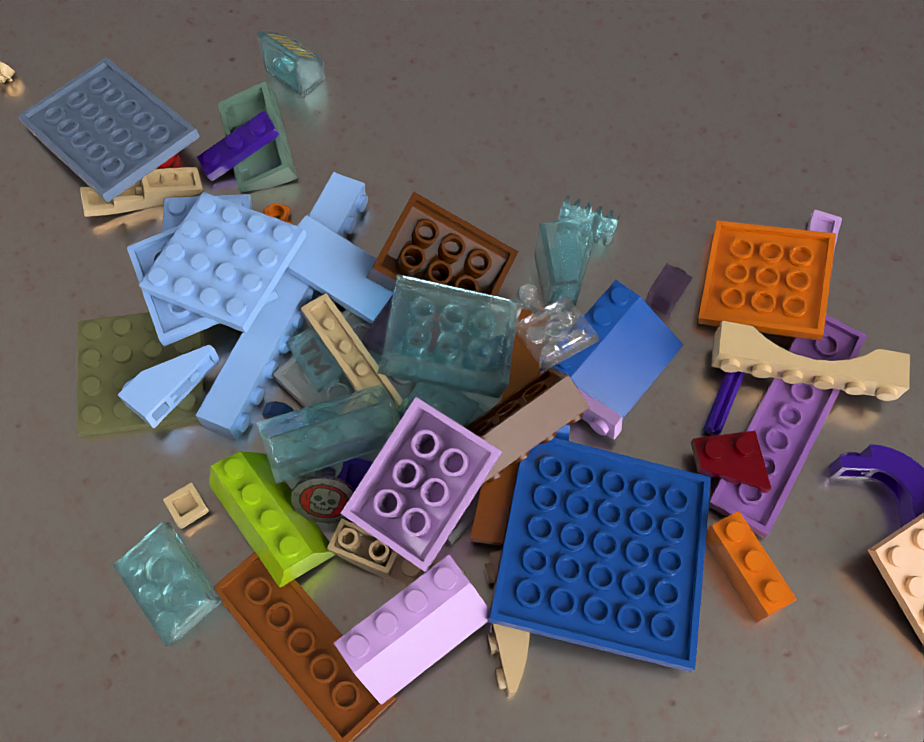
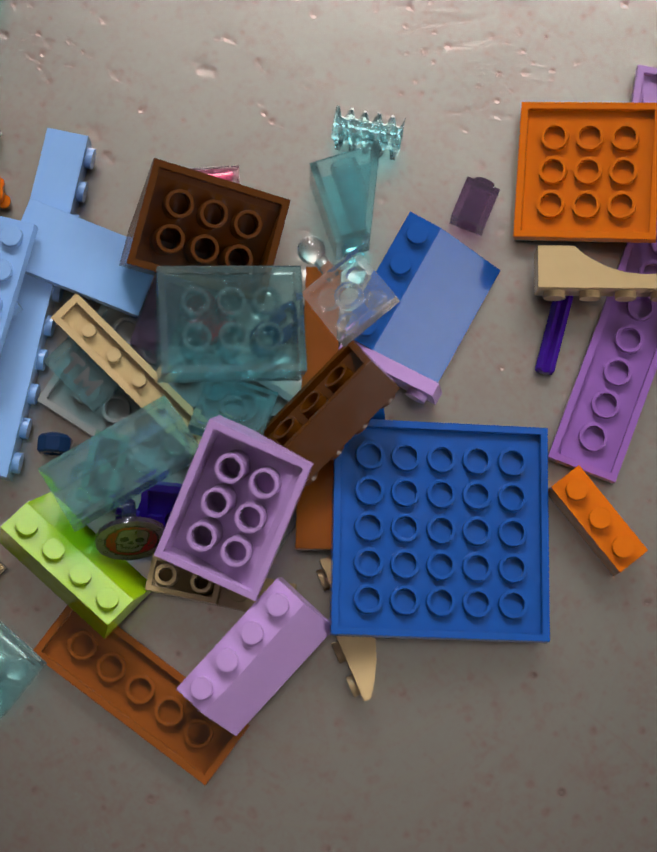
camera: 10 degrees left, 15 degrees up
(733, 458) = (568, 404): dark red wing -> none

